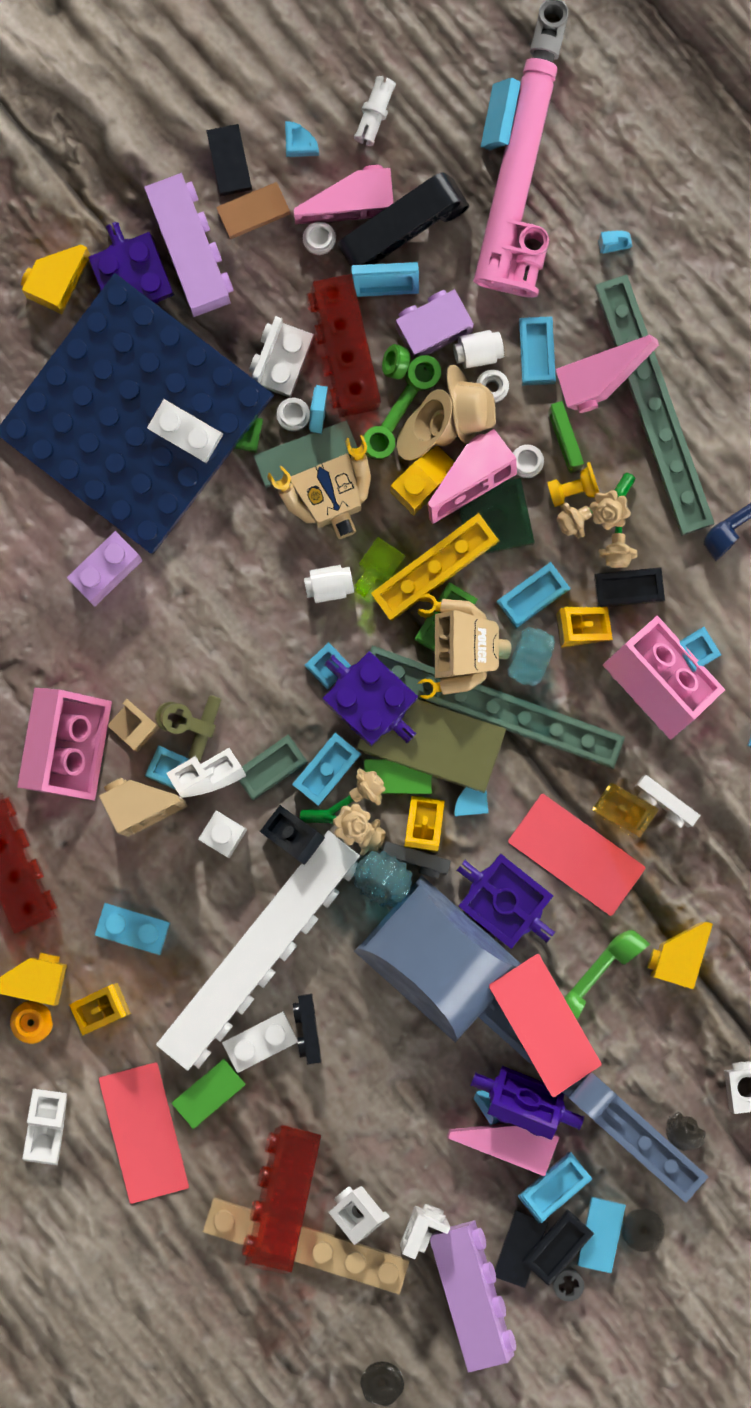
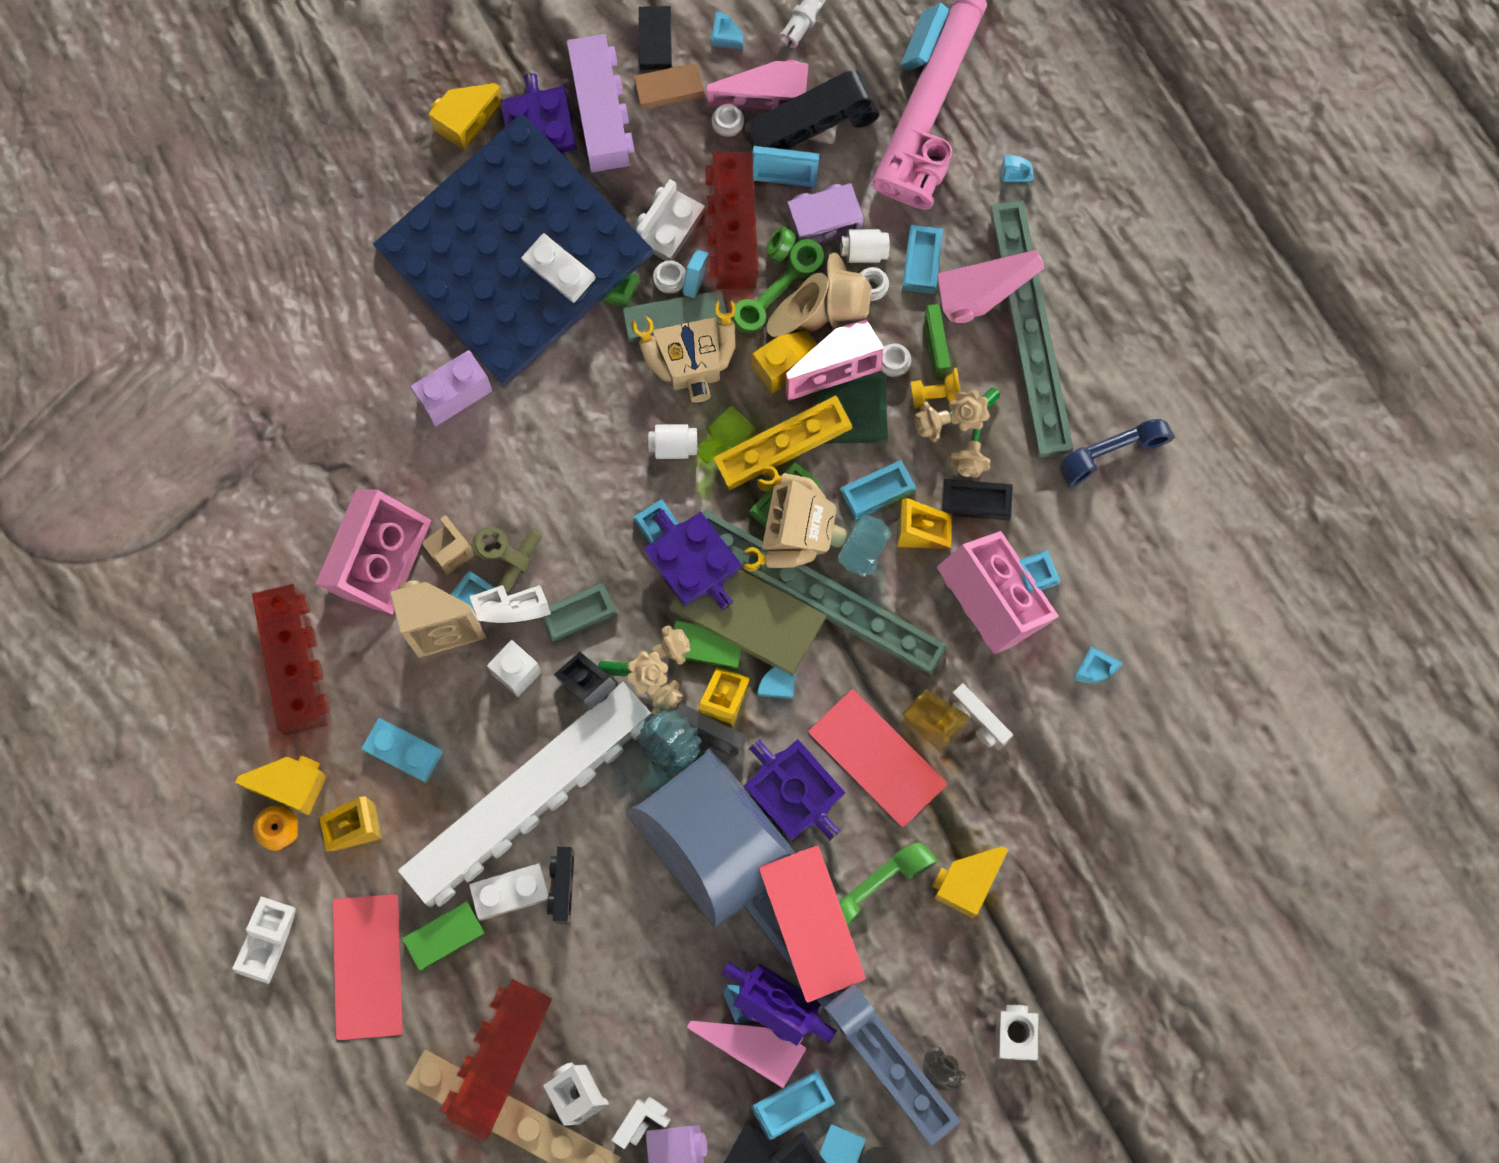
camera: 10 degrees right, 10 degrees down
(326, 769) = (634, 623): medium azure plate -> none

